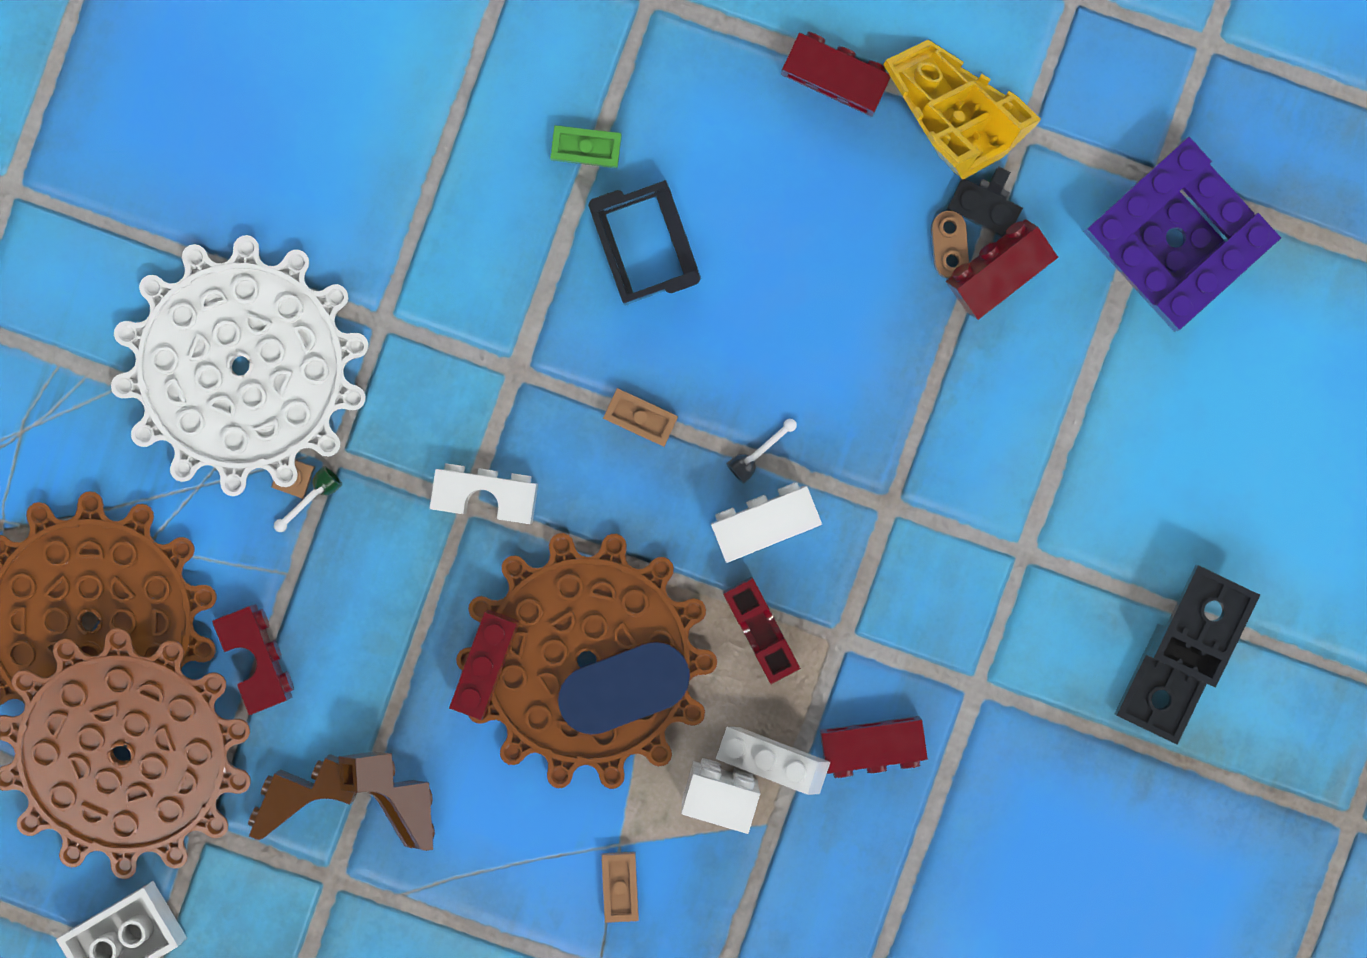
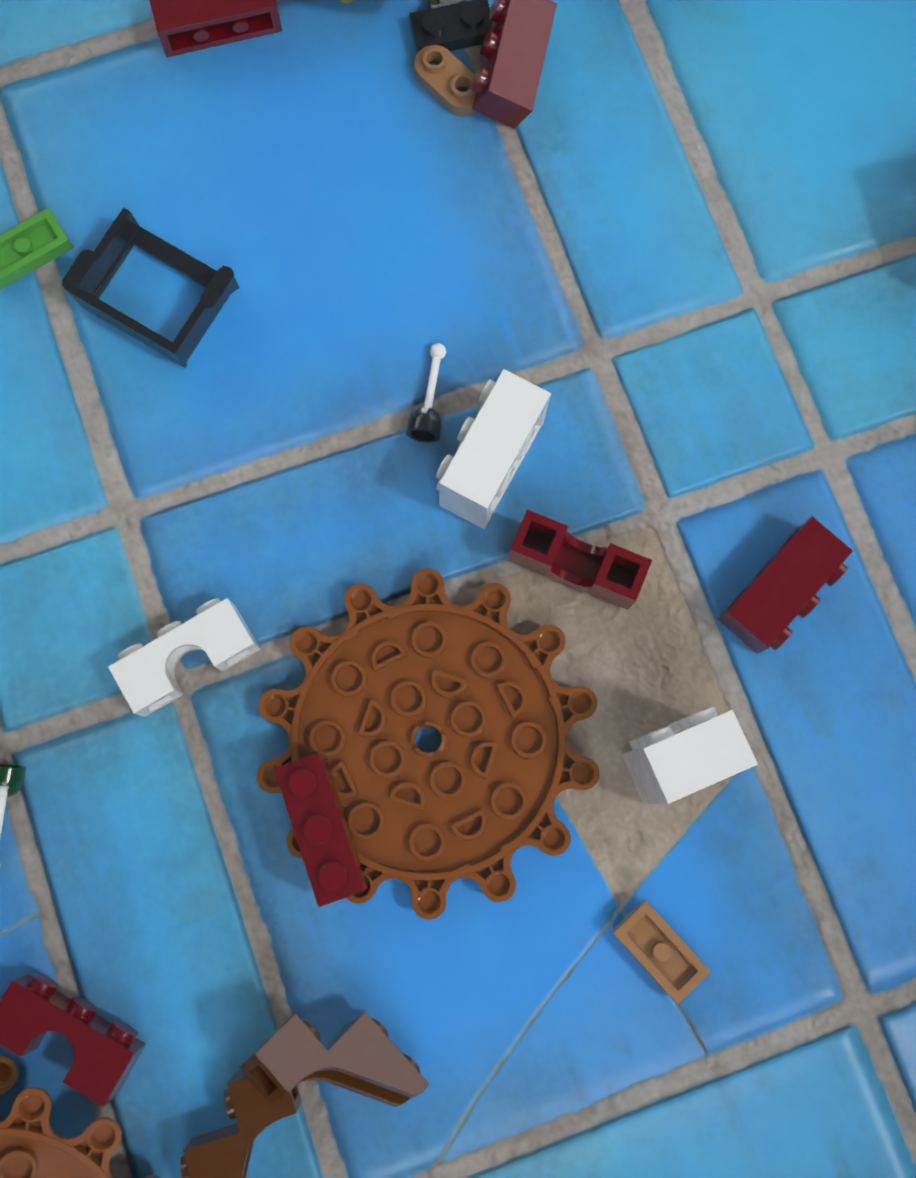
camera: 40 degrees left, 10 degrees down
(624, 688) = (489, 734): dark blue tile -> none
(640, 417) = (284, 455): medium nougat plate -> none
(773, 760) = (704, 678): white brick -> none

